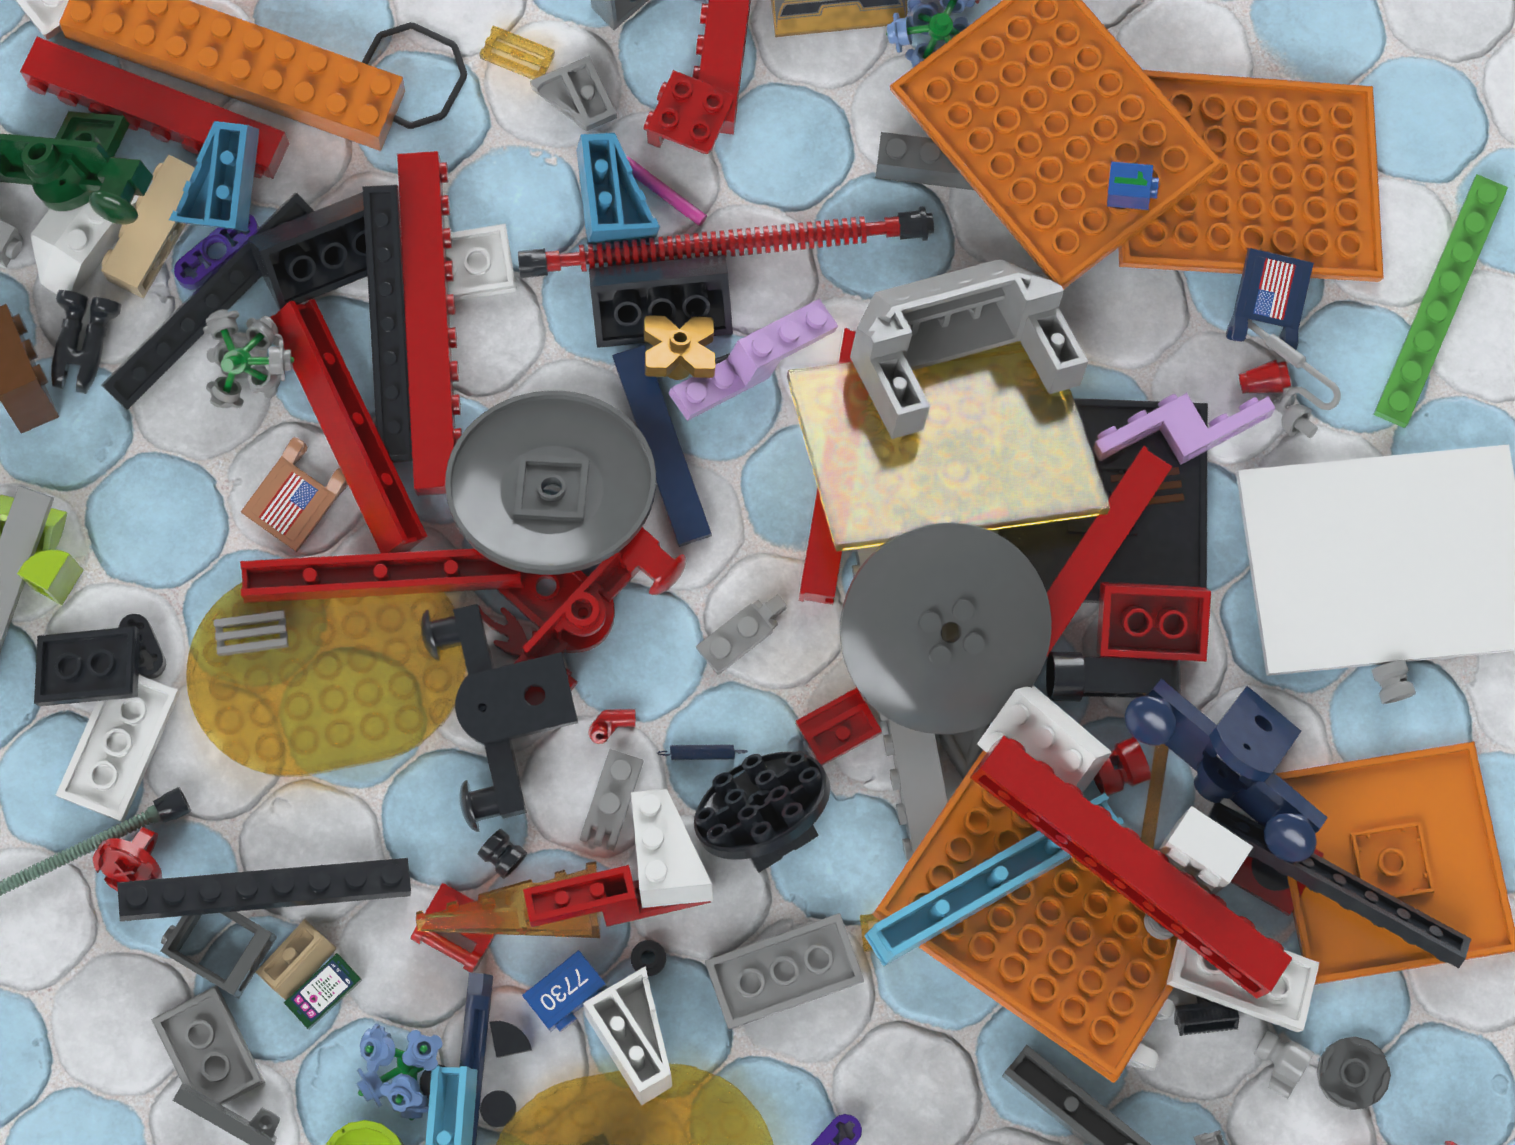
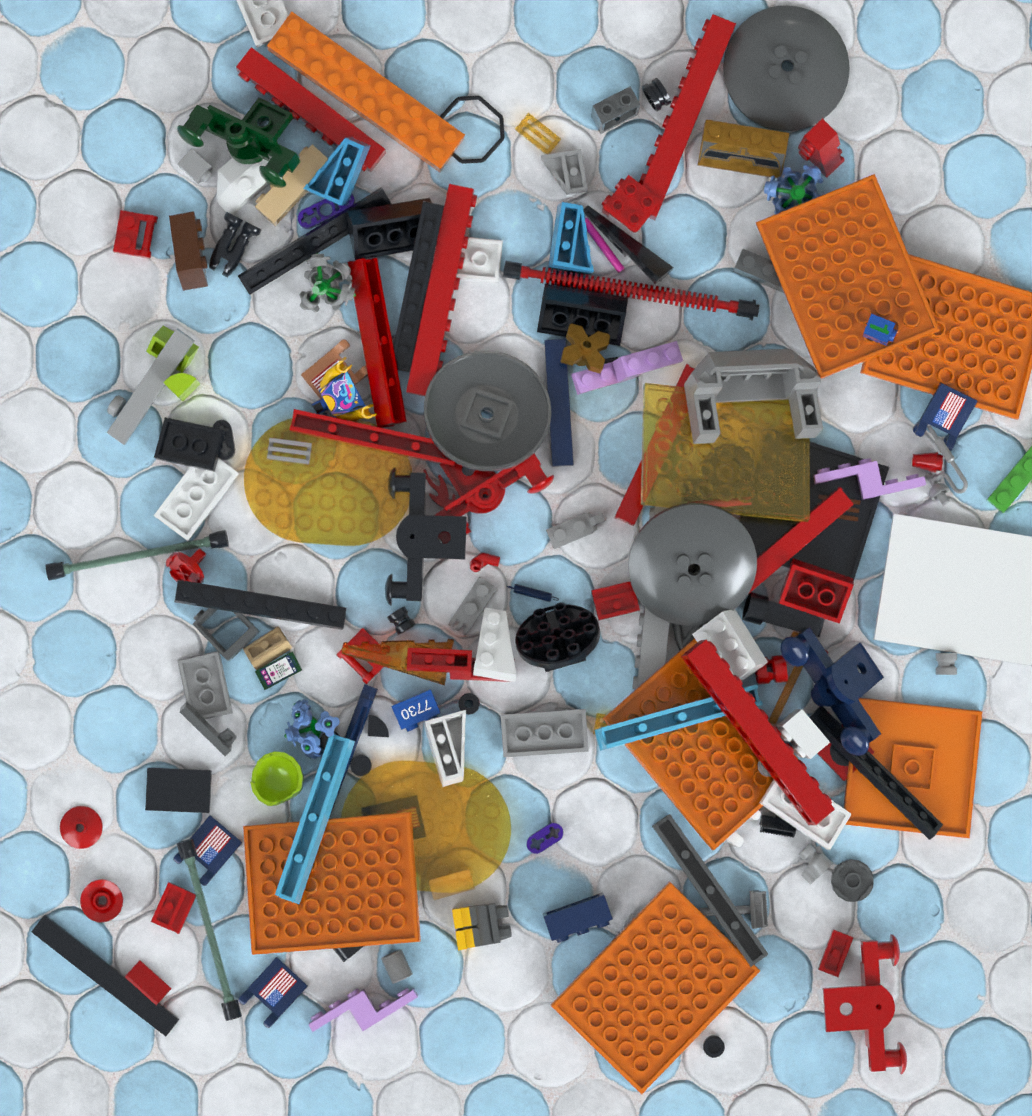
camera: 10 degrees right, 10 degrees up
(311, 521) = (341, 395): none -> torso
(745, 194) = (651, 264): none -> black wedge

